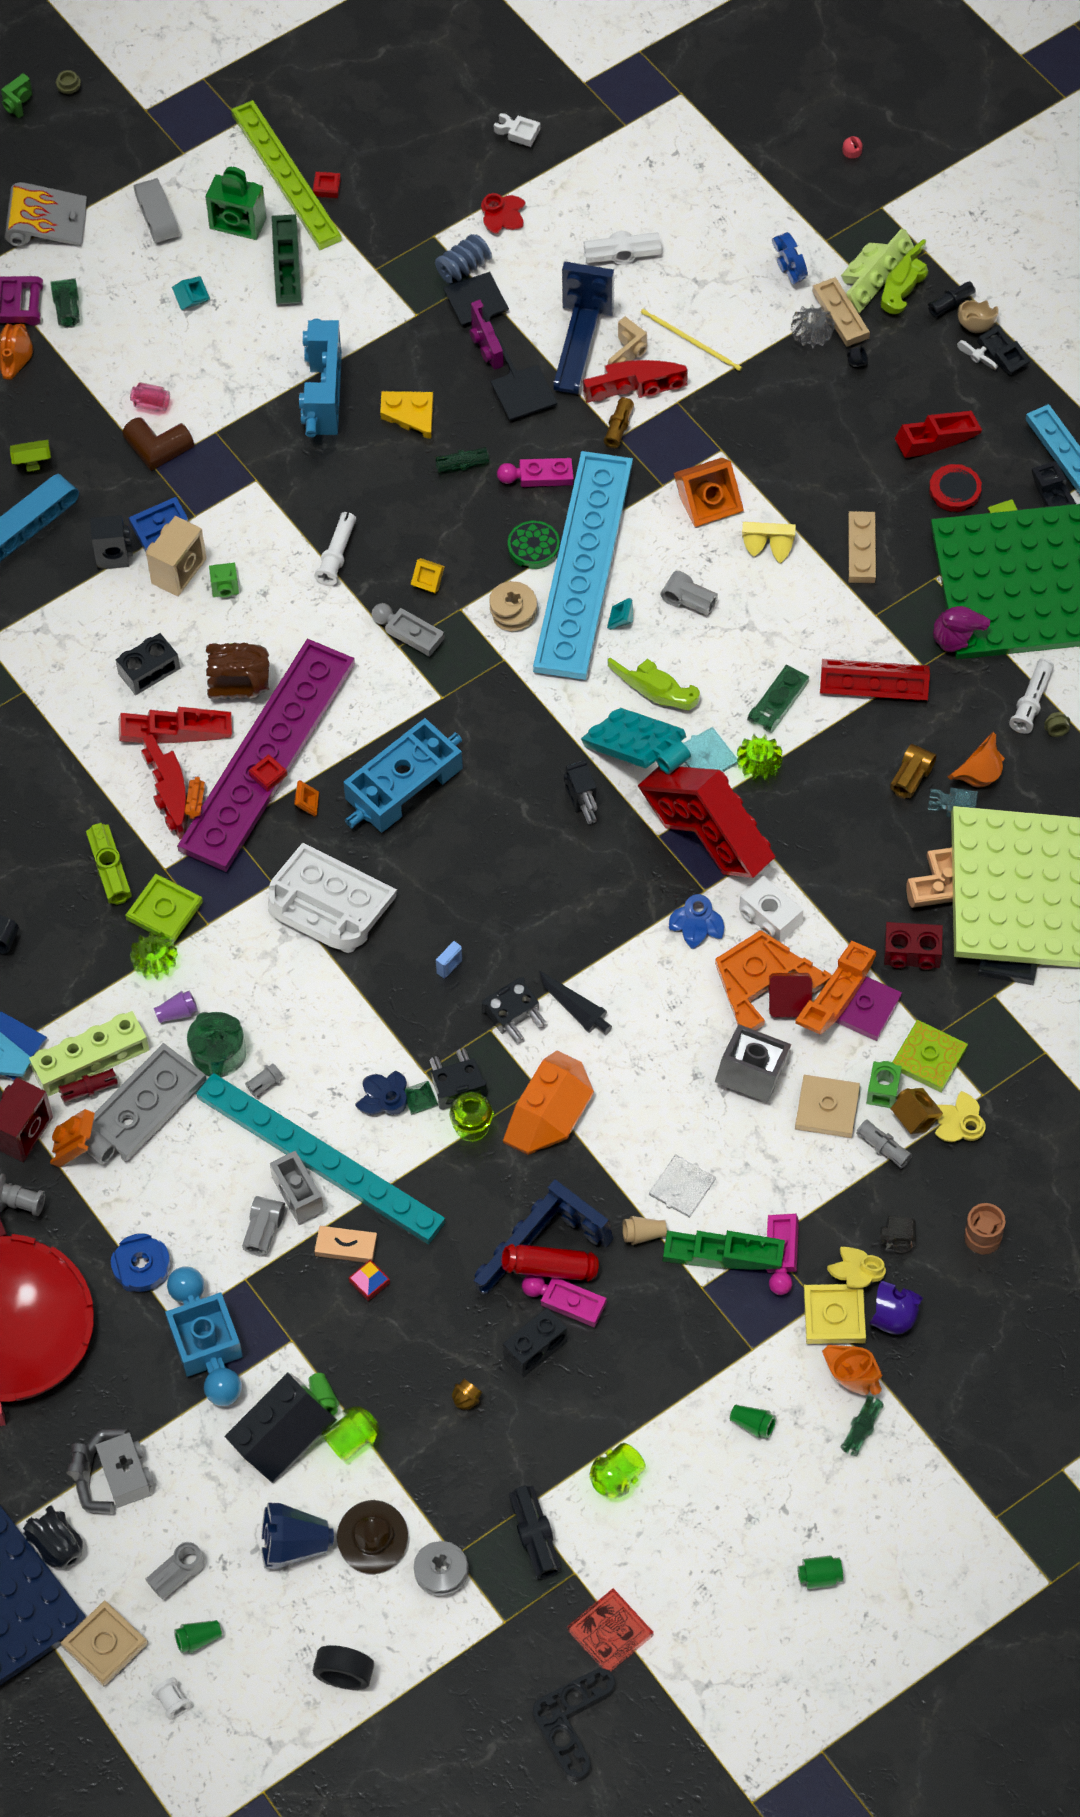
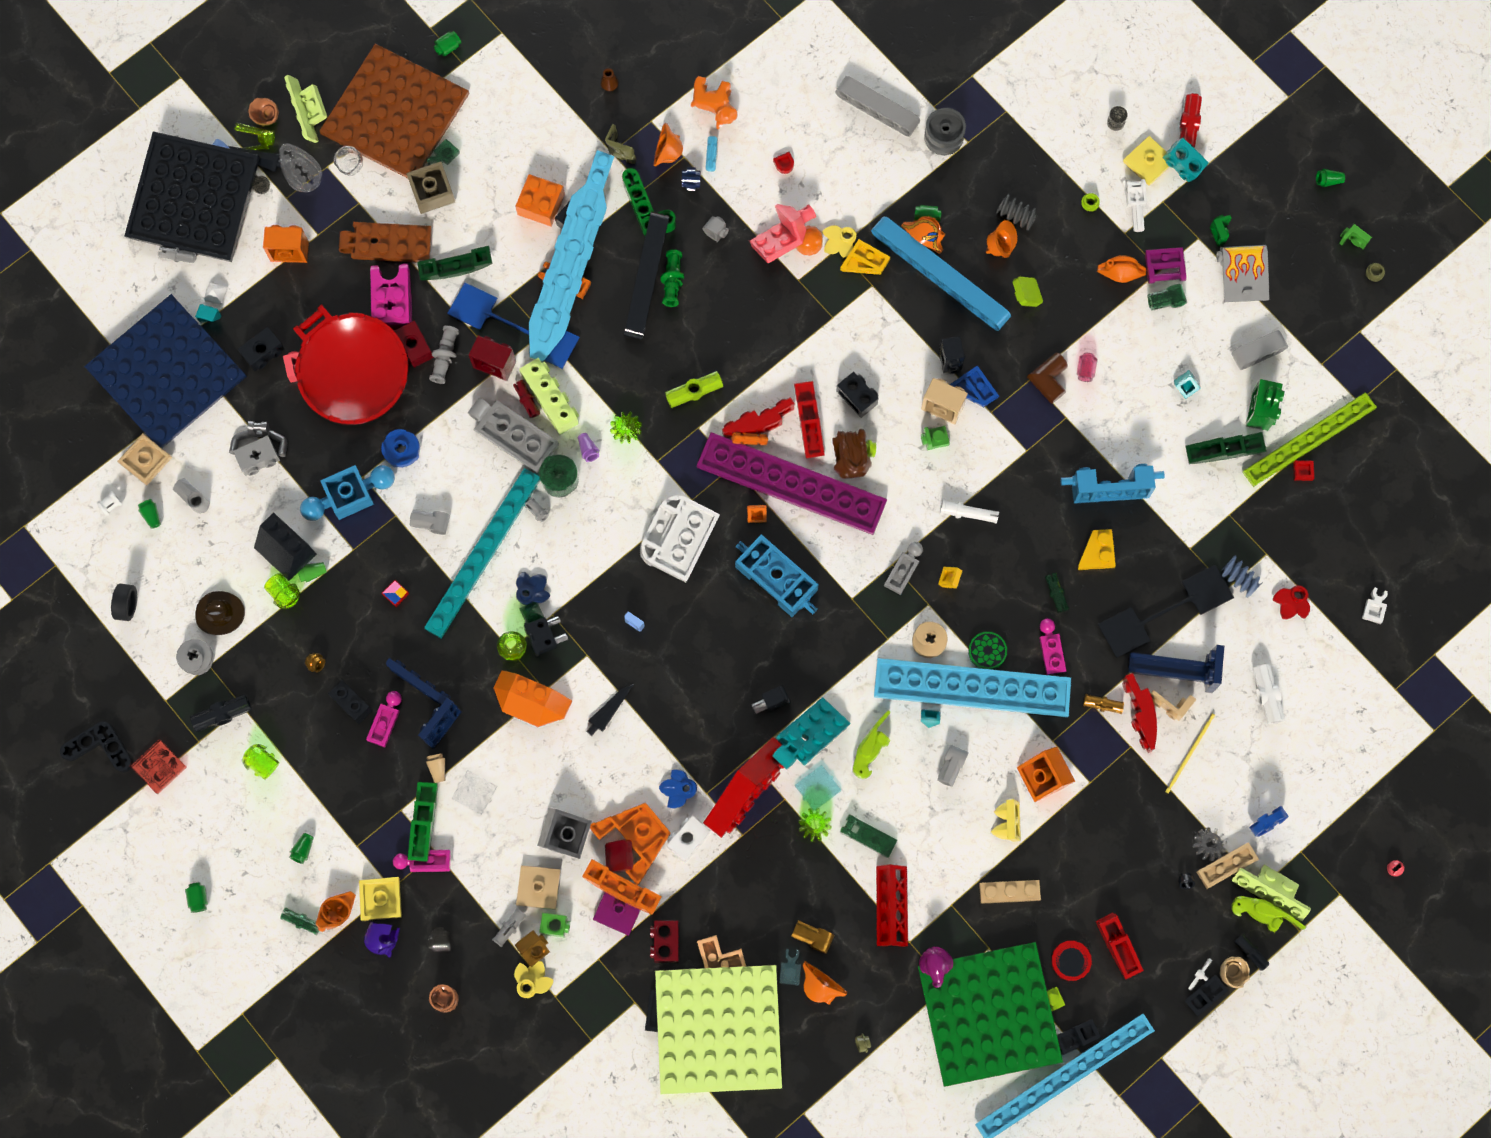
camera: 85 degrees right, 15 degrees up
(54, 1538) = (209, 420): black piece -> none
(71, 1136) = (482, 393): orange plate -> none
(164, 908) = (663, 430): lime plate -> none
(268, 772) = (771, 484): red tile -> none
(292, 1536) = (211, 563): dark blue cone -> none
(296, 1187) = (454, 538): light grey brick -> none
(345, 1244) = (420, 575): light nougat tile -> none
(484, 335) = (1170, 596): magenta wing -> none
(515, 1004) = (602, 665): black piece -> none
(550, 1262) = (403, 706): red axle -> none
(857, 1268) = (413, 909): light yellow plate -> none
(929, 1055) = (581, 957): lime plate -> none
(1029, 705) = (876, 1021): white pin -> none

